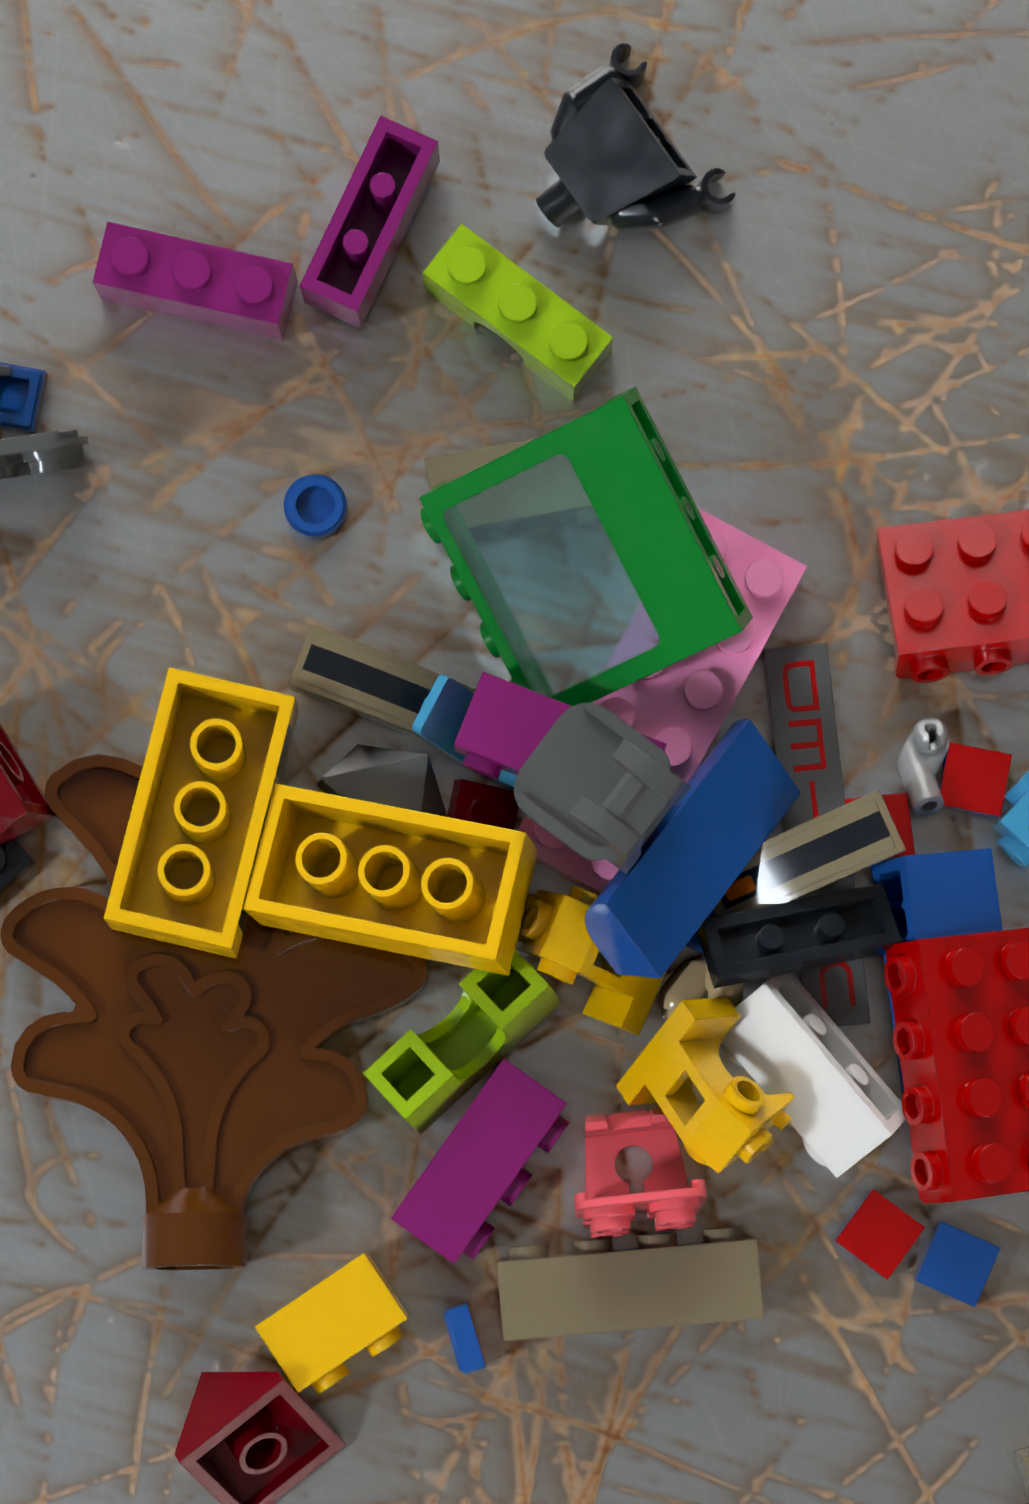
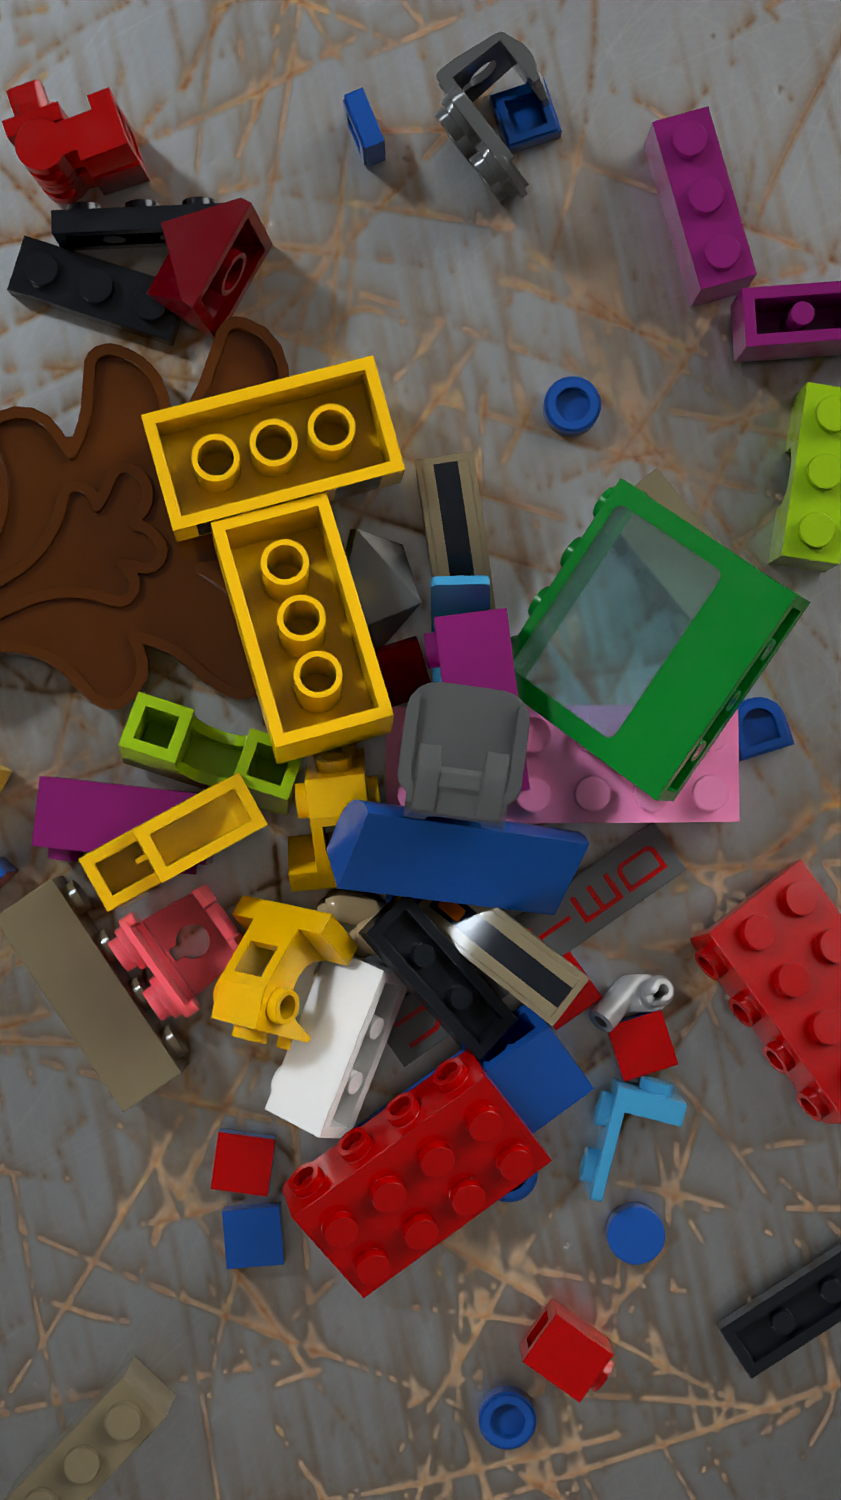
camera: 60 degrees right, 5 degrees up
(527, 1120) = (172, 841): none -> yellow slope
(729, 495) = (761, 728): none -> blue tile

